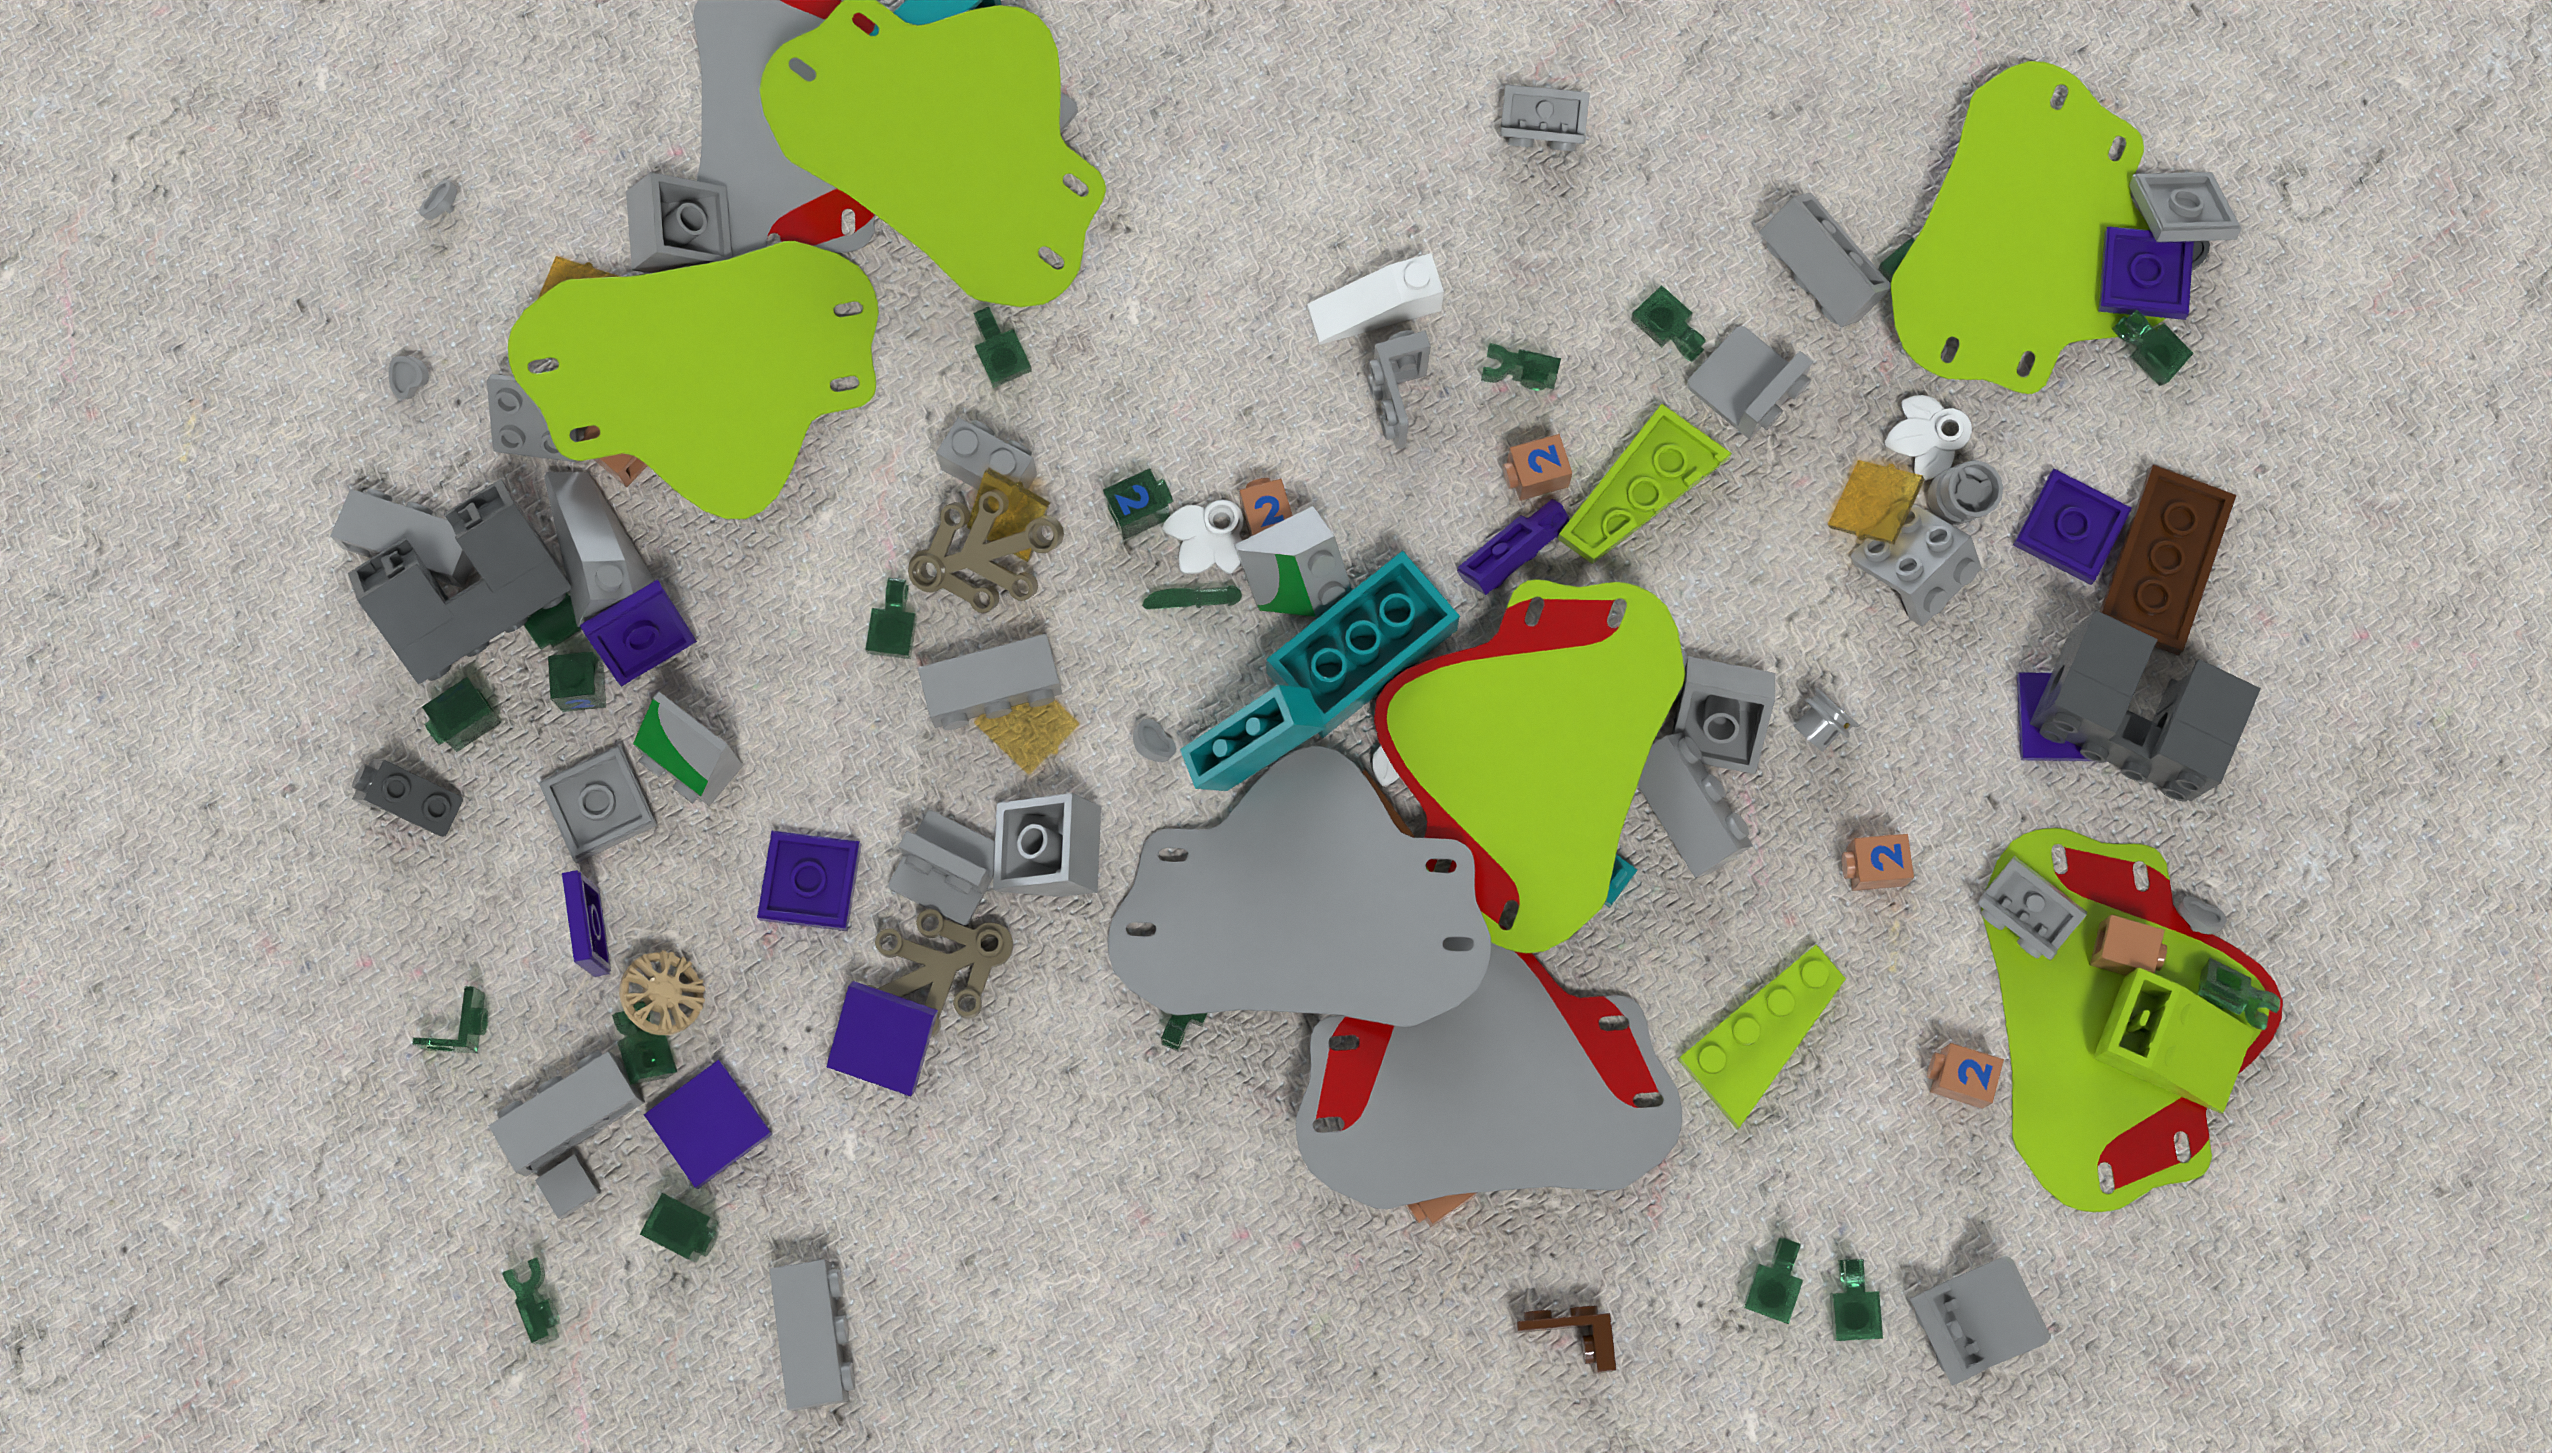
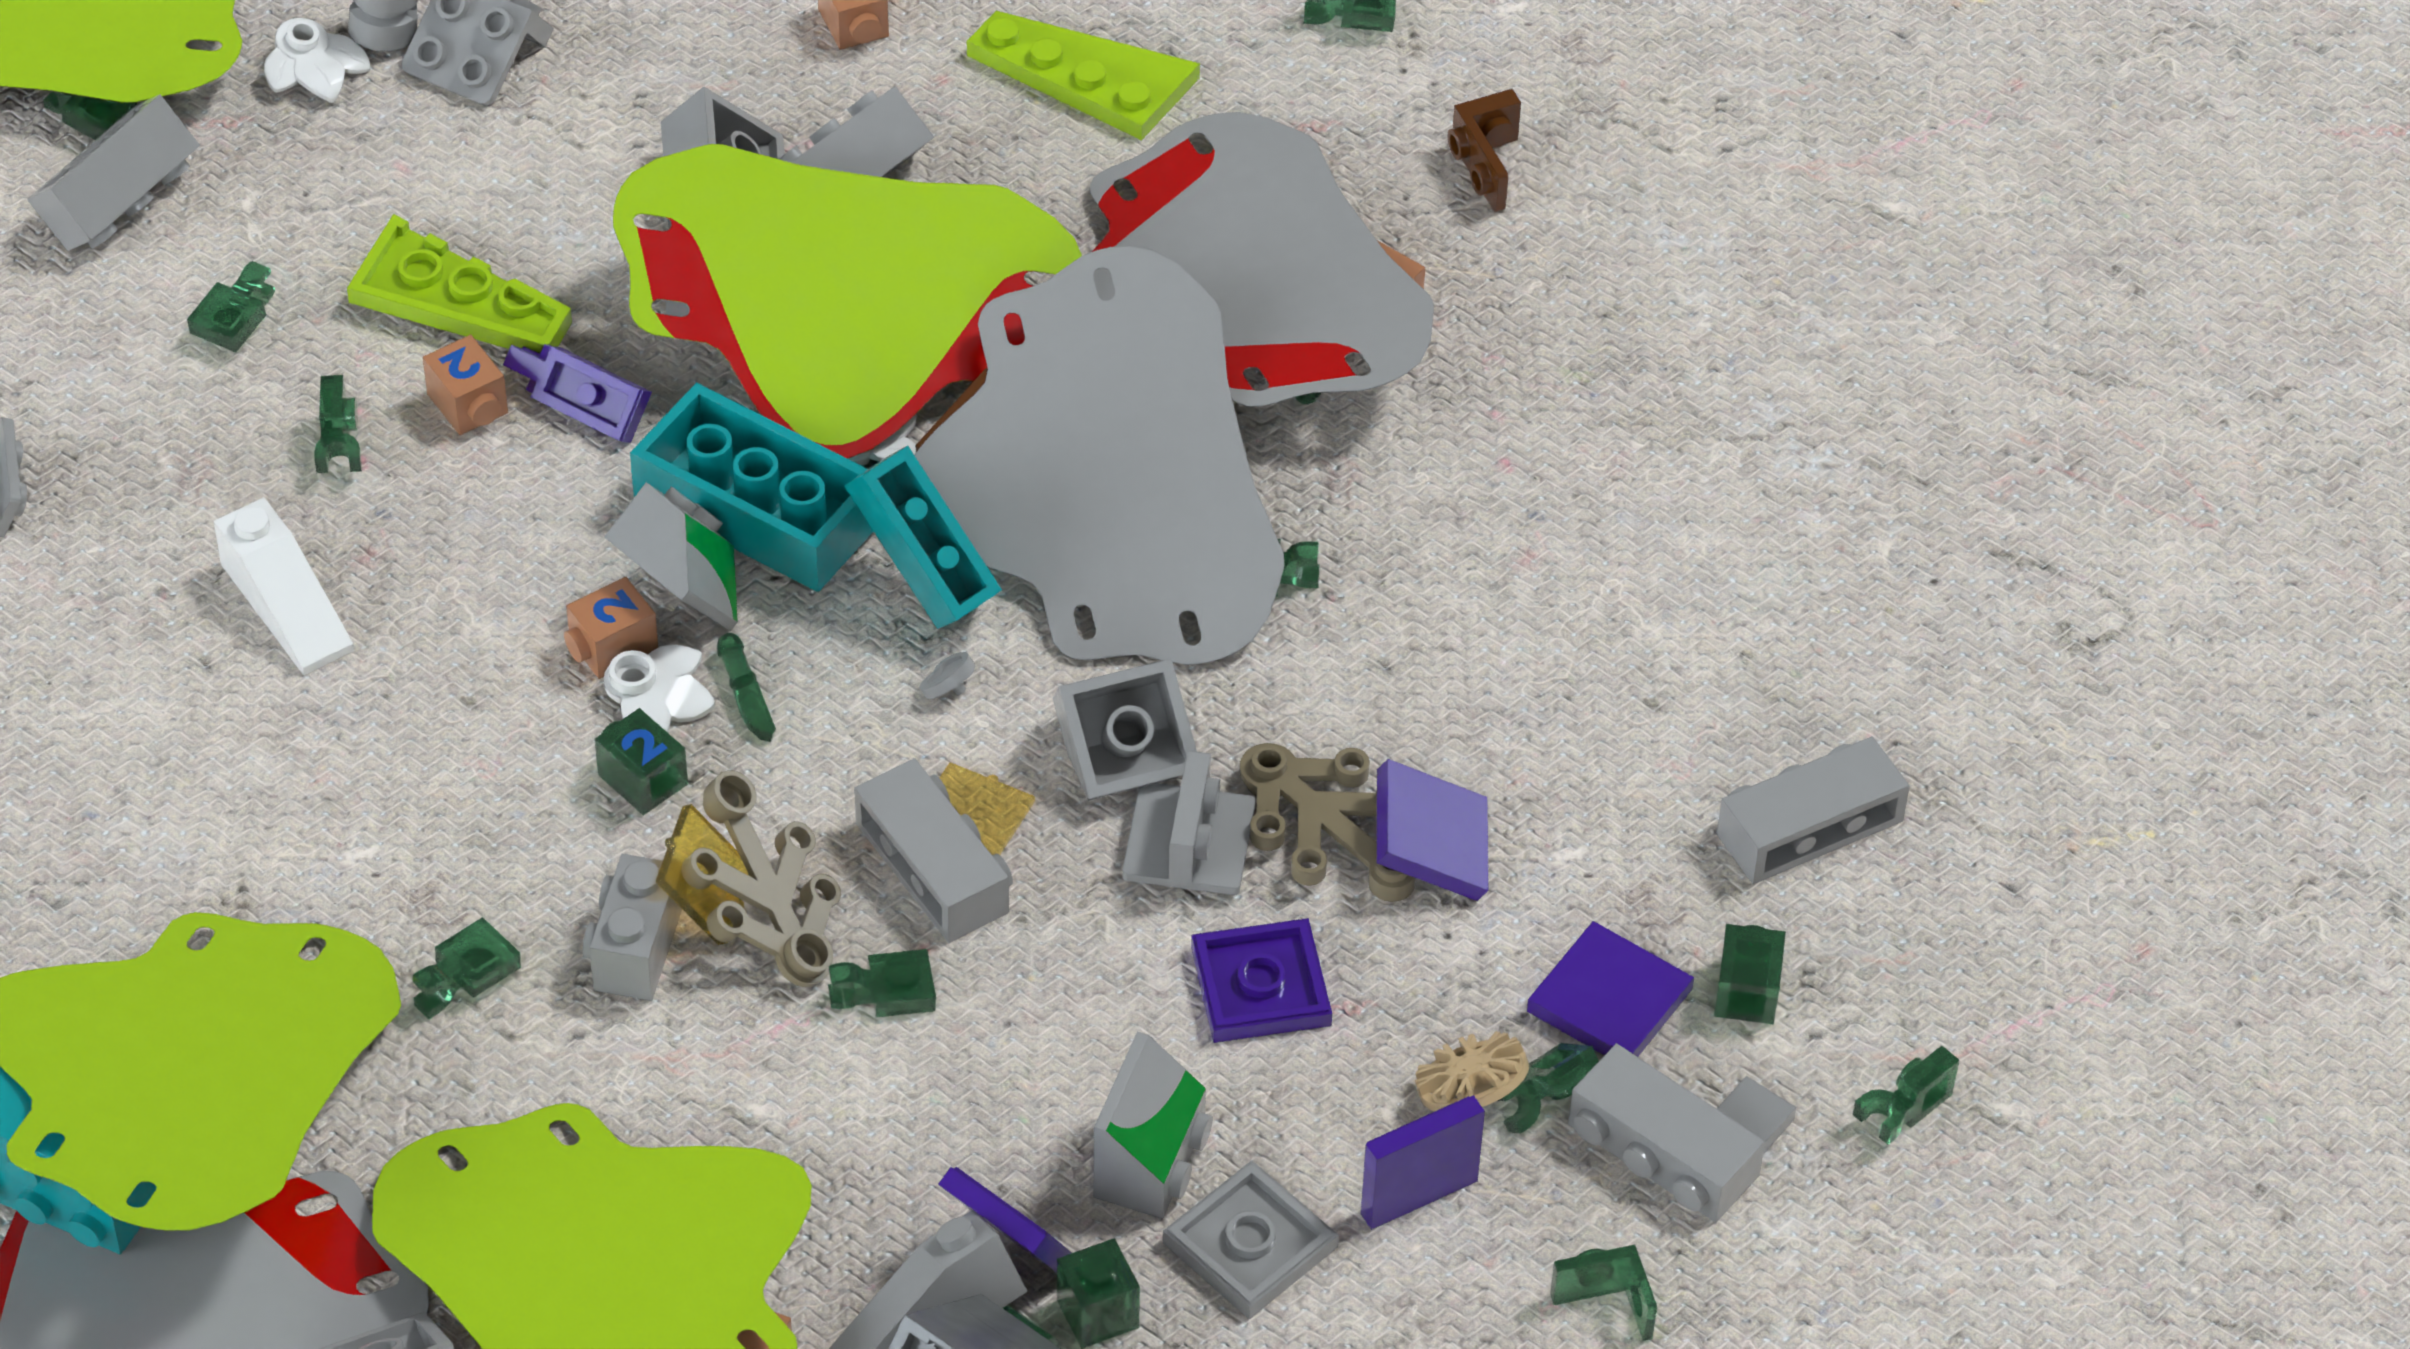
camera: 110 degrees left, 25 degrees down
(1395, 362) = (409, 528): light grey bracket -> none
(1749, 381) = (297, 214): light grey bracket -> none
(1824, 721) = (701, 68): light grey piece -> none
(1876, 502) = (414, 84): clear yellow piece -> none

